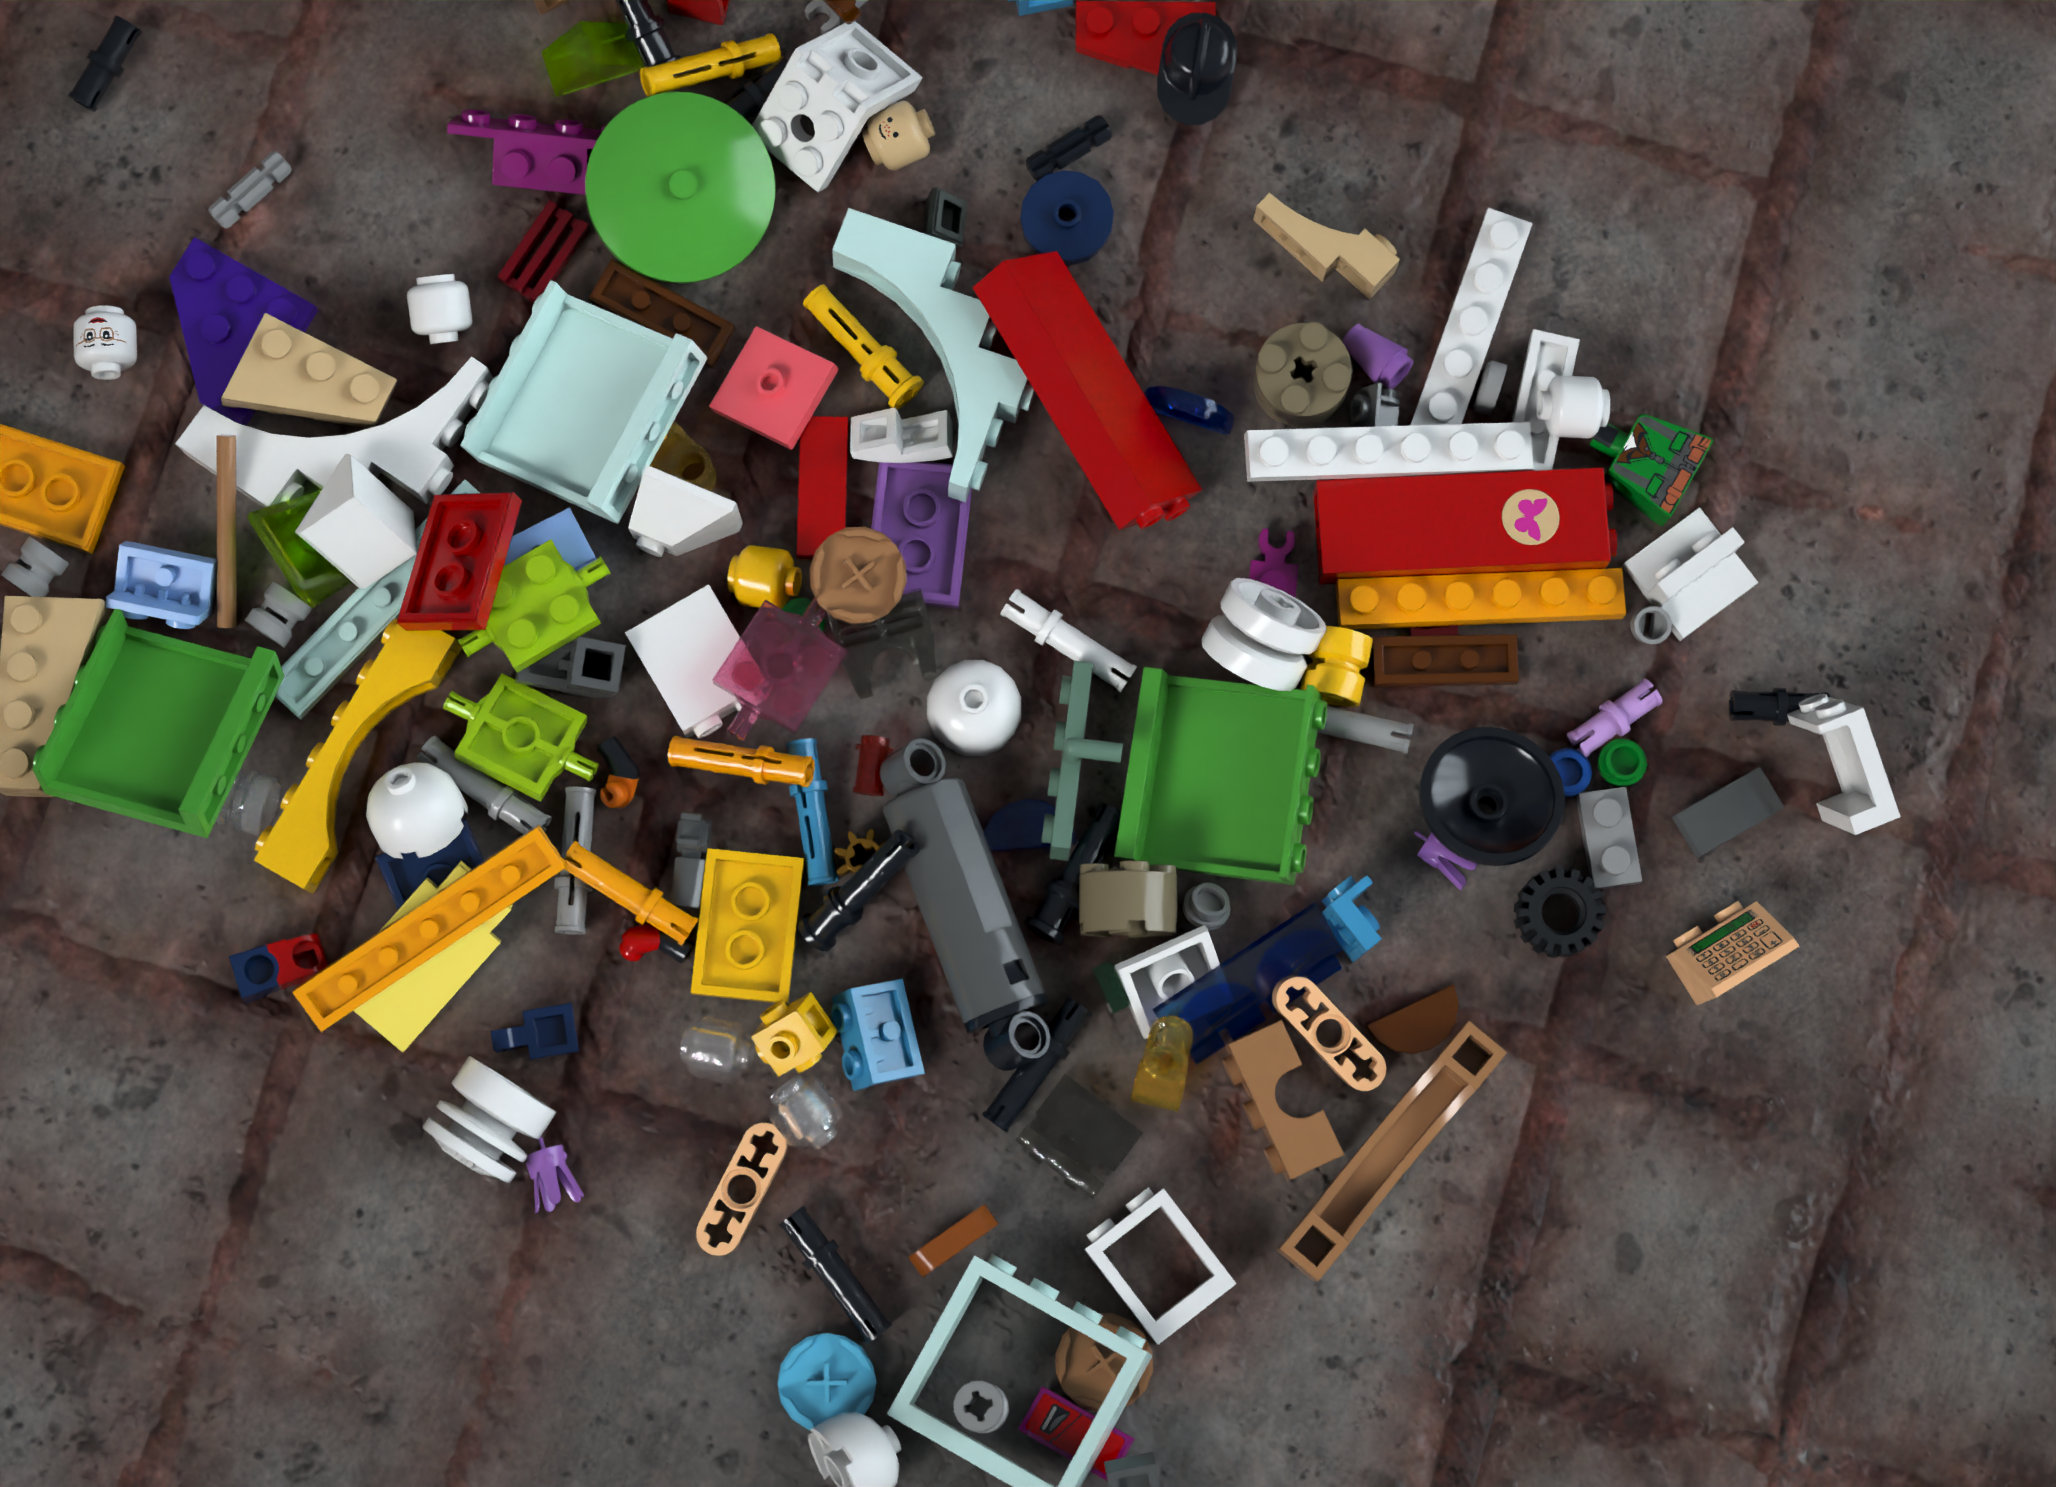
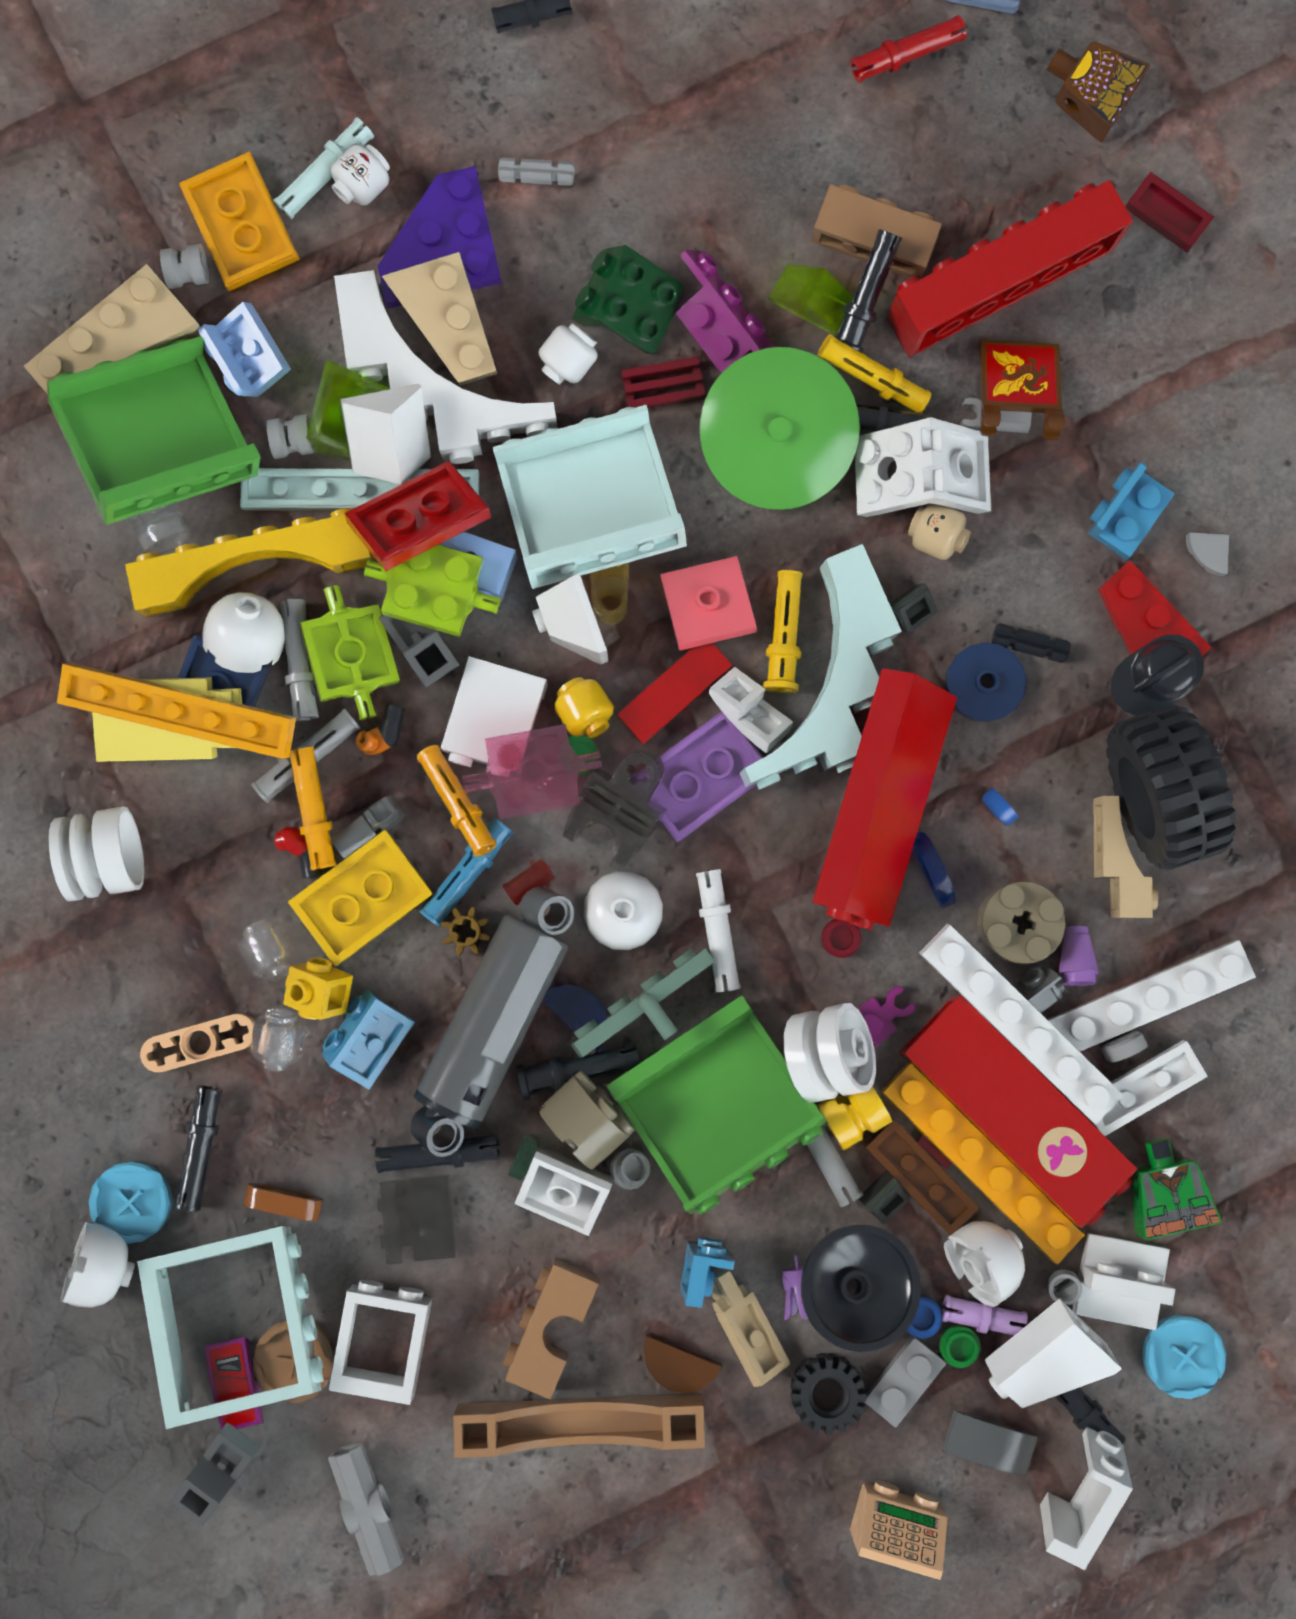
camera: 50 degrees right, 5 degrees up
(65, 371) = (320, 170): none -> light aqua pin
(226, 531) = (310, 357): medium nougat bar -> none
(277, 966) = (78, 638): leg -> none
(439, 211) = (629, 298): none -> dark green bracket
(544, 1168) = (104, 910): medium lavender piece -> none
(546, 1033) = (184, 836): dark blue plate -> none
(660, 309) = (692, 490): reddish brown tile -> none
(845, 903) = (425, 946): black pin -> none
(857, 575) = (631, 767): medium nougat tile -> none
(990, 1406) = (196, 1319): light grey wheel -> none
(1164, 1065) = (505, 1234): clear yellow piece -> none
(1173, 542) = (840, 938): none -> dark red tile
(1186, 303) = (999, 807): none -> blue tile
(1234, 989) = (616, 1240): clear blue windscreen -> none
(1294, 1413) = (366, 1509): none -> light grey piece
(1300, 139) = (1171, 787): none -> black tyre
(1363, 1049) = (607, 1344): light nougat beam -> none
(1434, 709) = (885, 1197): none -> pearl dark grey slope
(1441, 931) = (748, 1329): none -> tan hinge
(1566, 668) = (988, 1259): none -> white cylinder
(1574, 406) = (1159, 1115): white head -> none
(1699, 691) = (1050, 1358): none -> white slope
(1803, 580) = (1184, 1356): none -> medium azure tile

